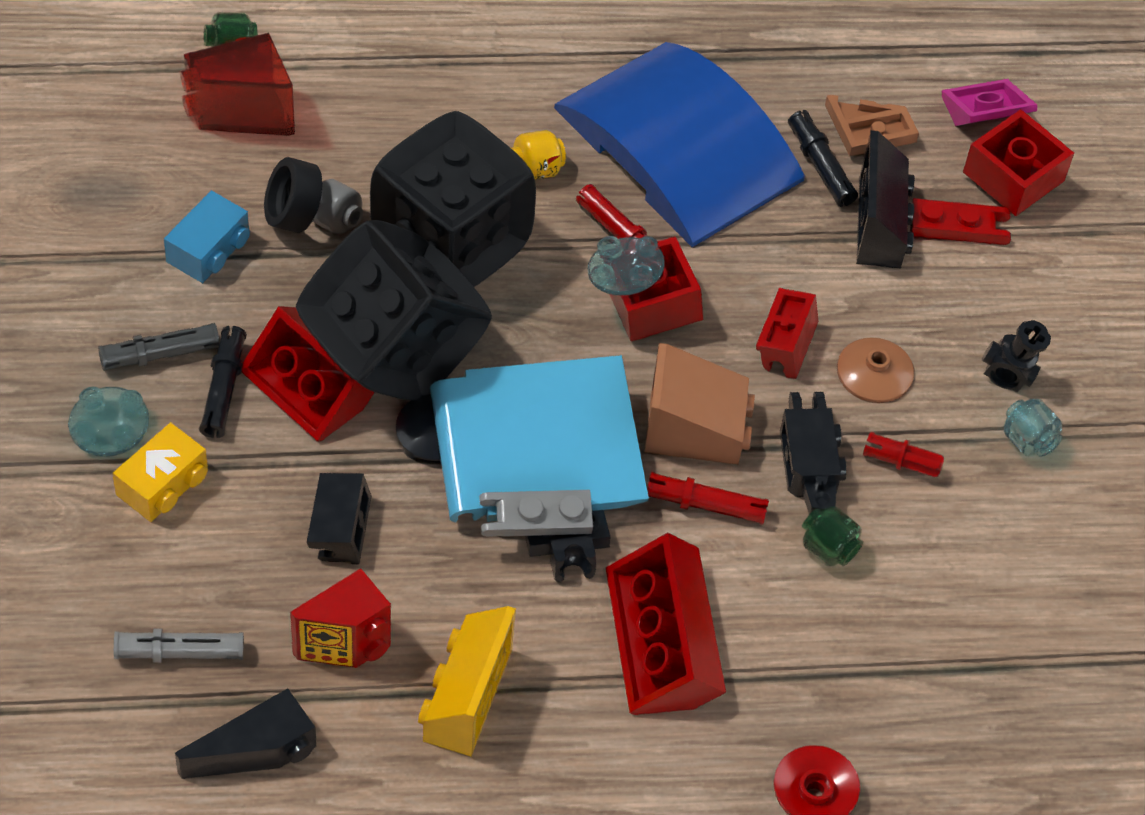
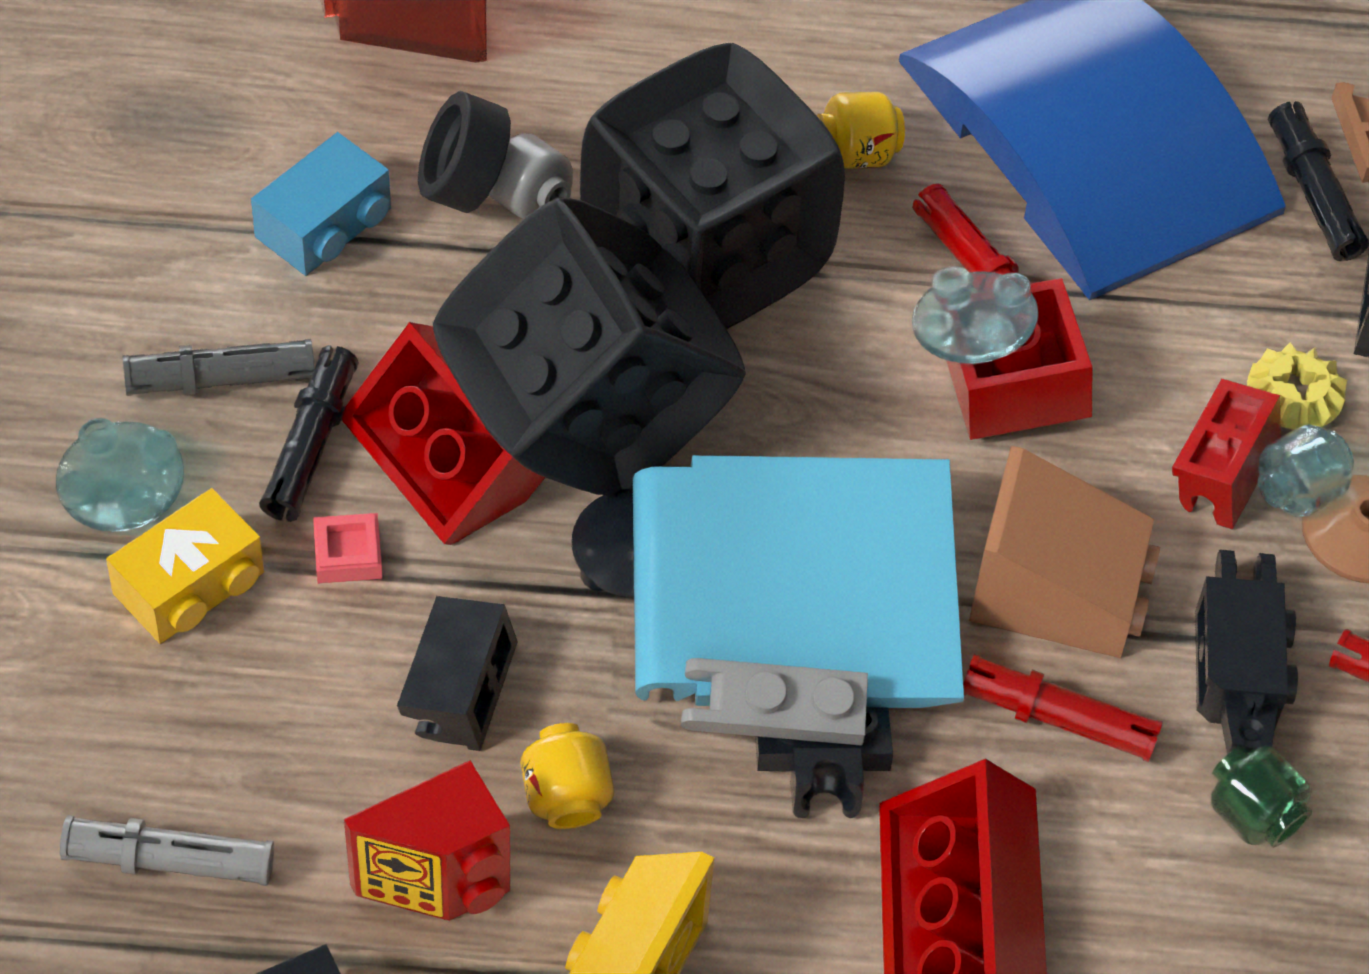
camera: 10 degrees right, 0 degrees up
(258, 450) = (347, 548): none -> coral tile
(416, 573) = (567, 776): none -> yellow head
(835, 338) = (1305, 470): none -> clear light blue head
(841, 291) = (1325, 390): none -> light yellow gear

